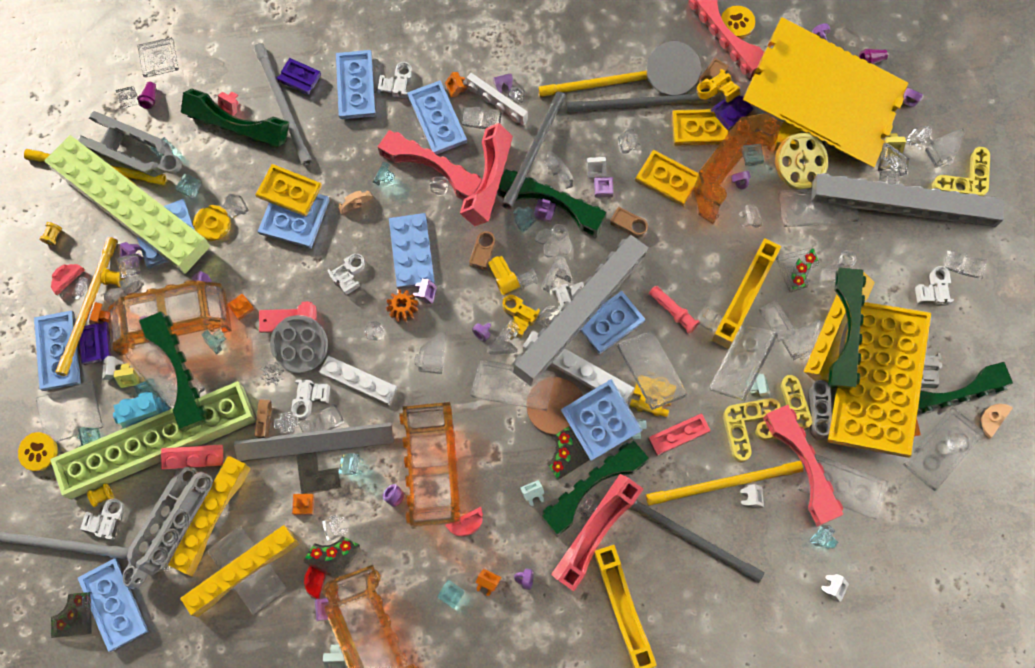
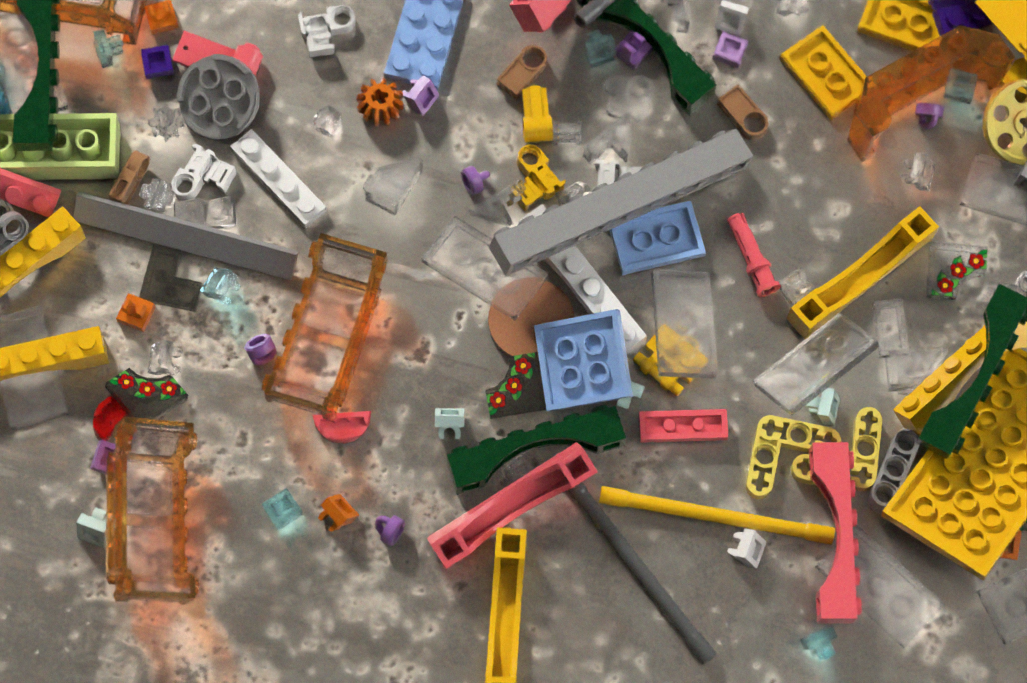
camera: 15 degrees right, 0 degrees up
(250, 336) = (157, 61): none -> dark purple plate

